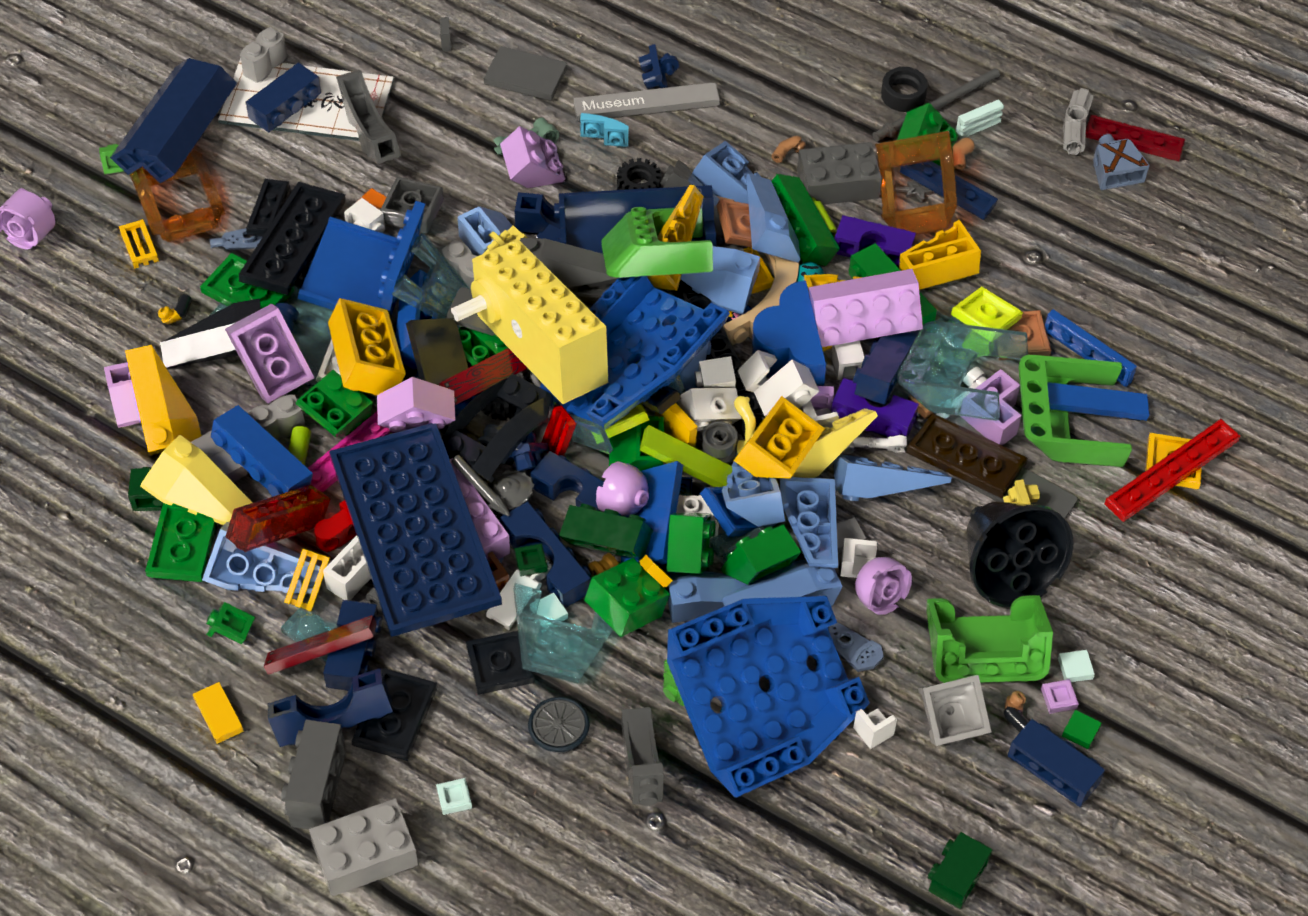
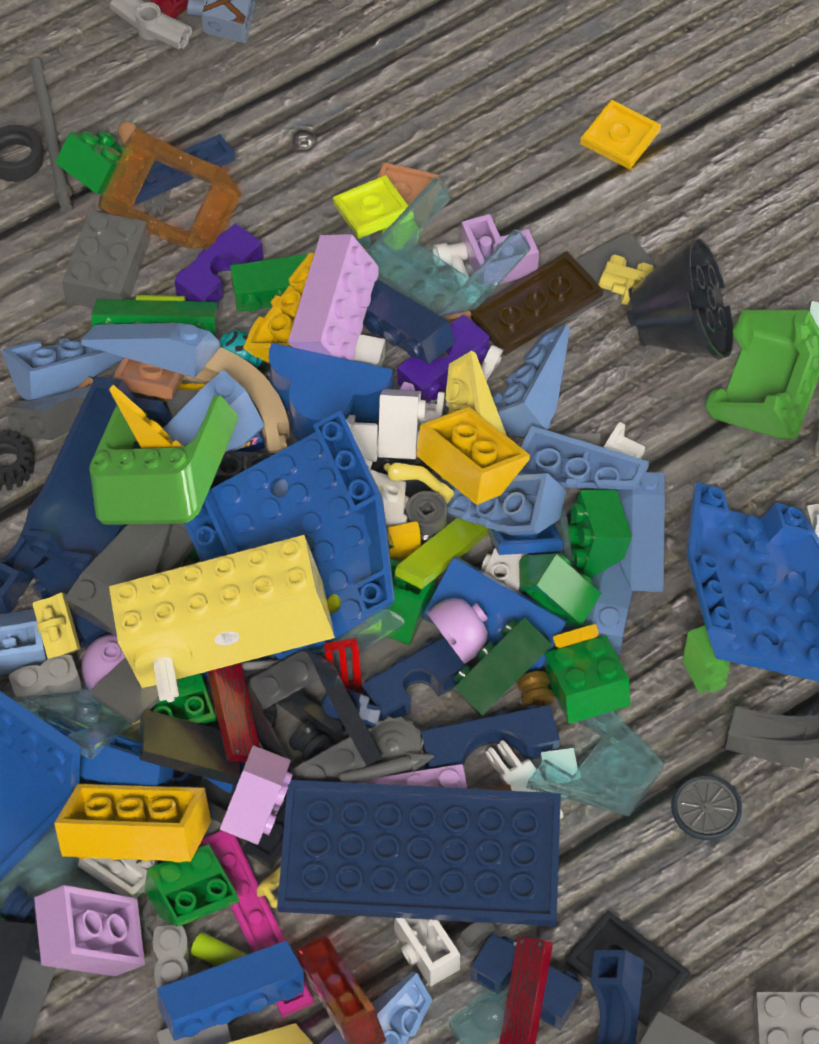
camera: 65 degrees left, 5 degrees up
(299, 602) = (426, 993): yellow tile -> none
(335, 531) = (358, 944): red leg -> none
(454, 796) = (754, 941): light aqua tile -> none
(497, 663) = (603, 840): black tile -> none
(531, 560) = (498, 755): dark green tile -> none
(785, 146) = (30, 298): medium nougat arm -> none
(859, 651) = (742, 489): sand blue piece -> none
(882, 584) = (665, 441): lavender cylinder -> none
(943, 258) = (279, 211): yellow wedge -> none
(979, 119) = (98, 101): light aqua tile -> none
(1050, 428) = (518, 208): bright green windscreen -> none
(1087, 345) = (455, 139): blue tile -> none
(1098, 401) = (523, 165): blue tile -> none
(1172, 470) = (638, 139): red tile -> none

